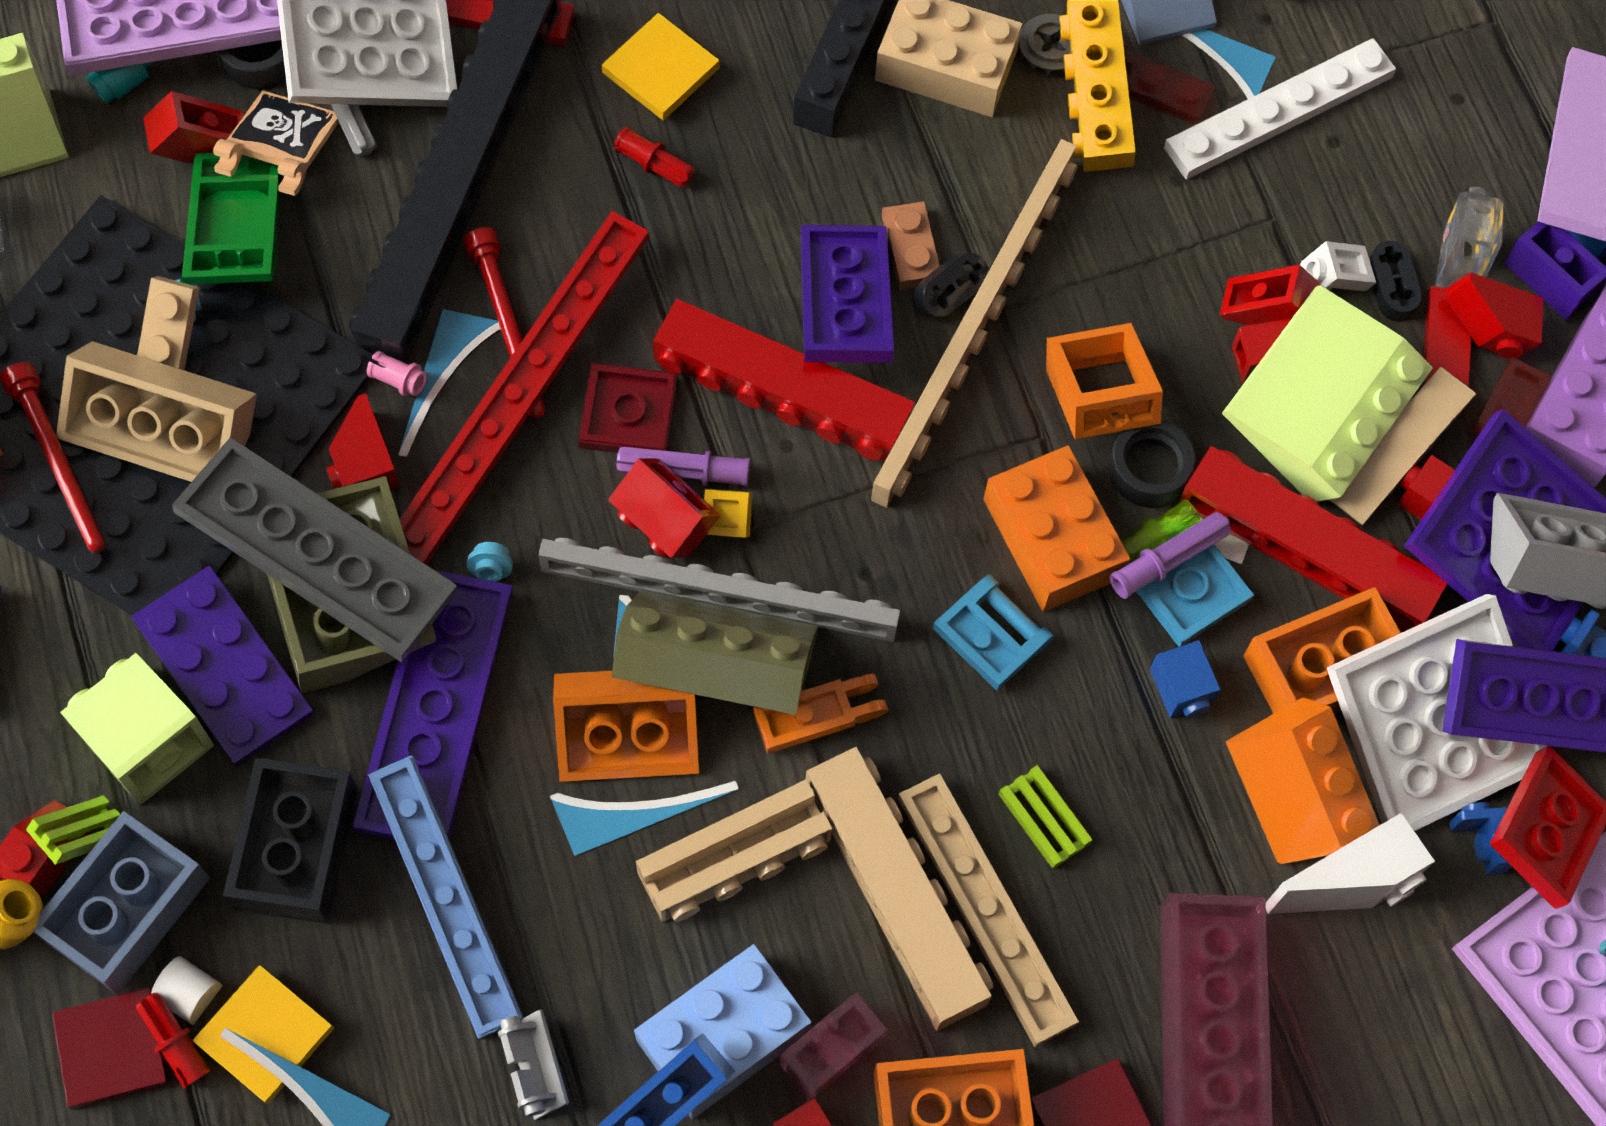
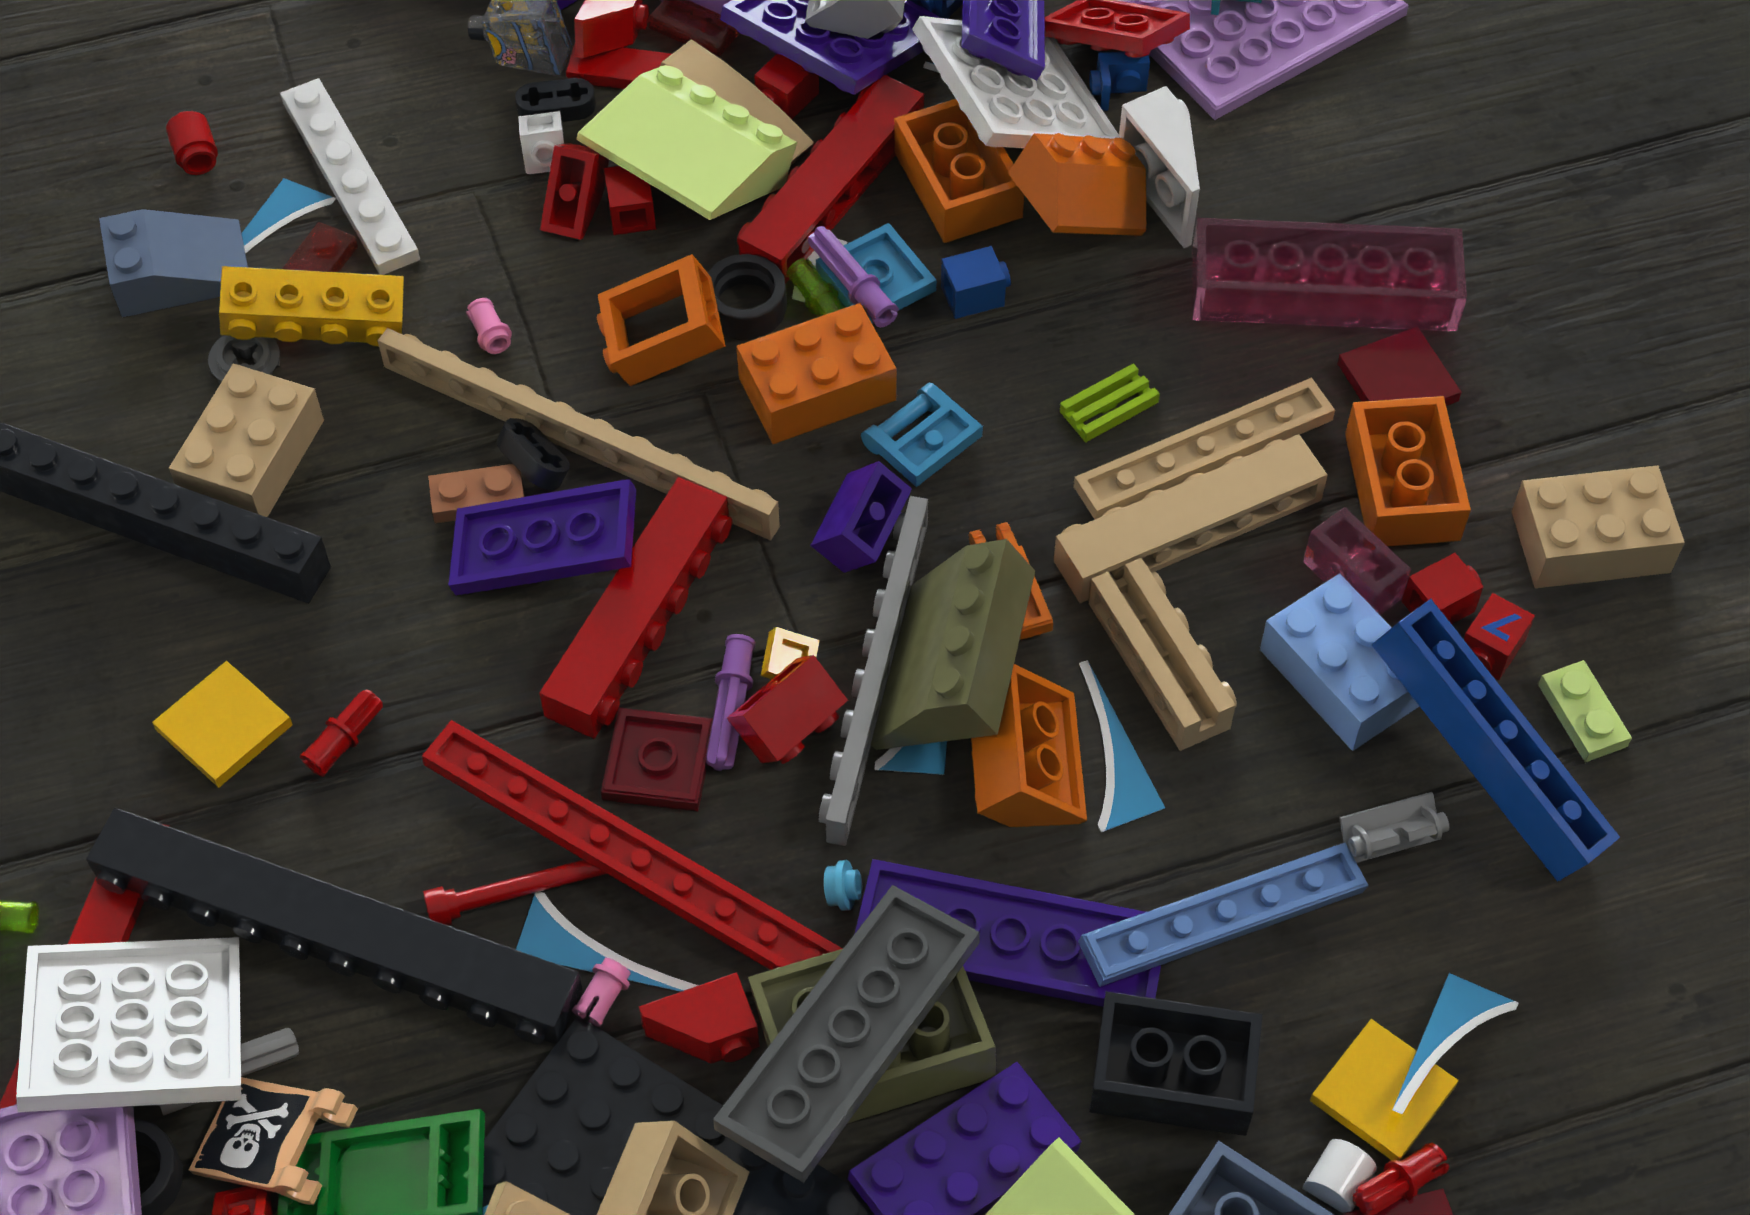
camera: 85 degrees left, 10 degrees down
(878, 568) = (861, 517): none -> dark purple brick
(1092, 242) = (492, 333): none -> bright pink pin

